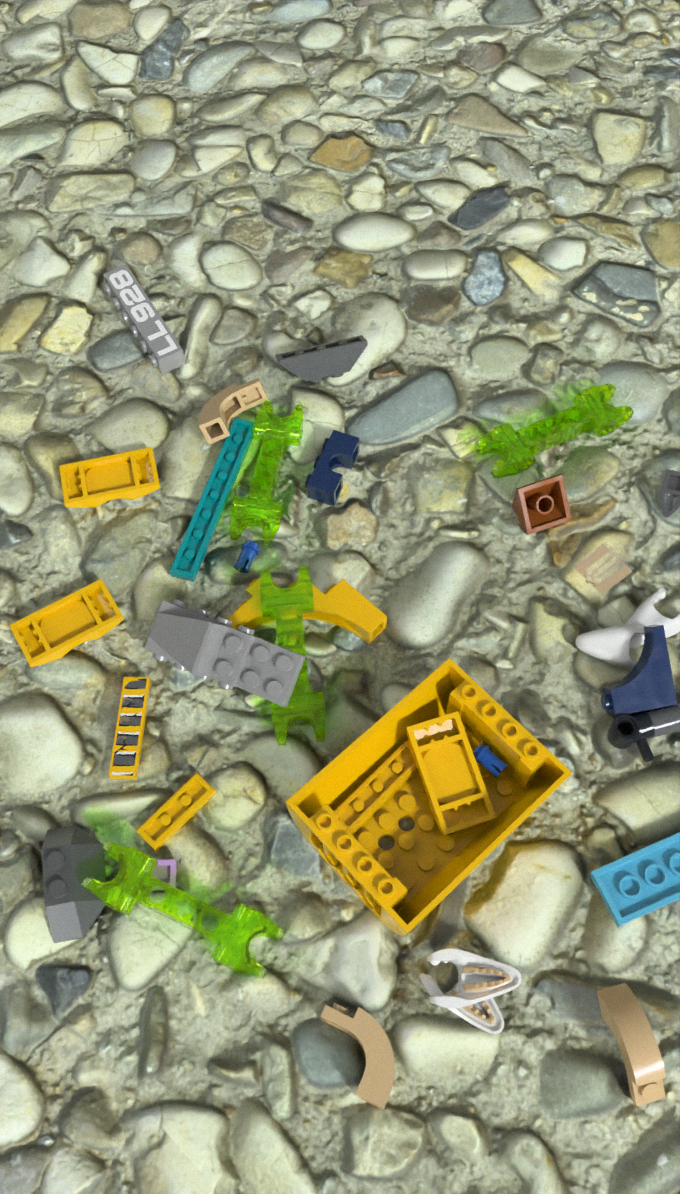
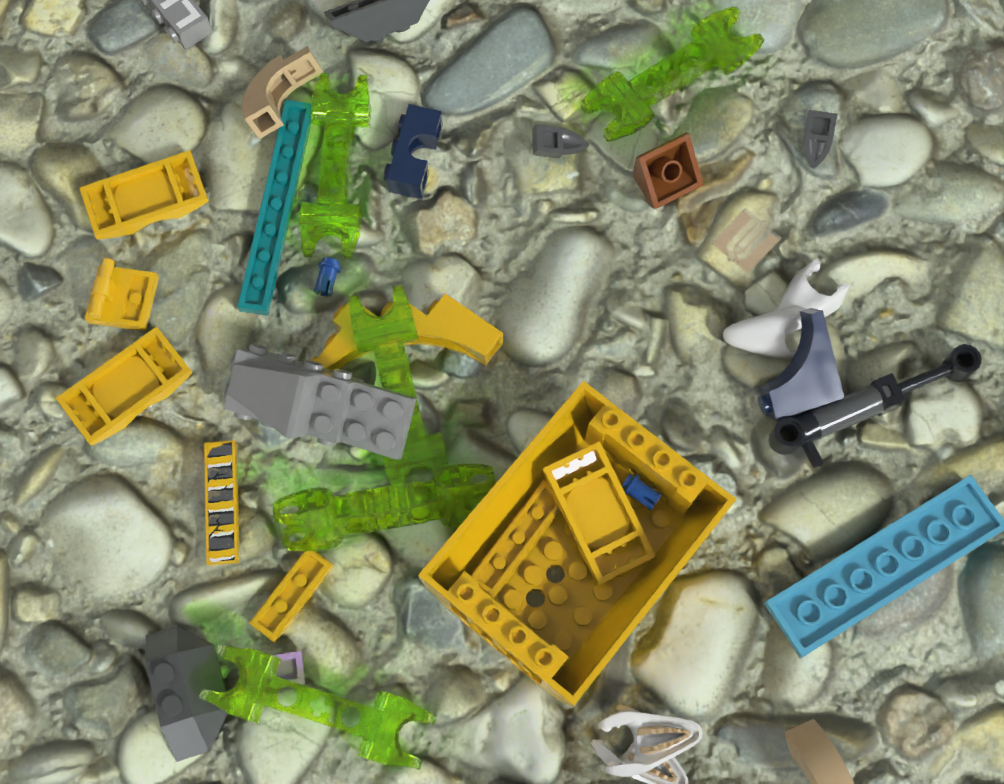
camera: 10 degrees left, 10 degrees up
(77, 553) = (121, 297): none -> yellow plate
(218, 749) = (331, 517): none -> clear neon green piece
(451, 472) = (556, 141): none -> dark grey plate

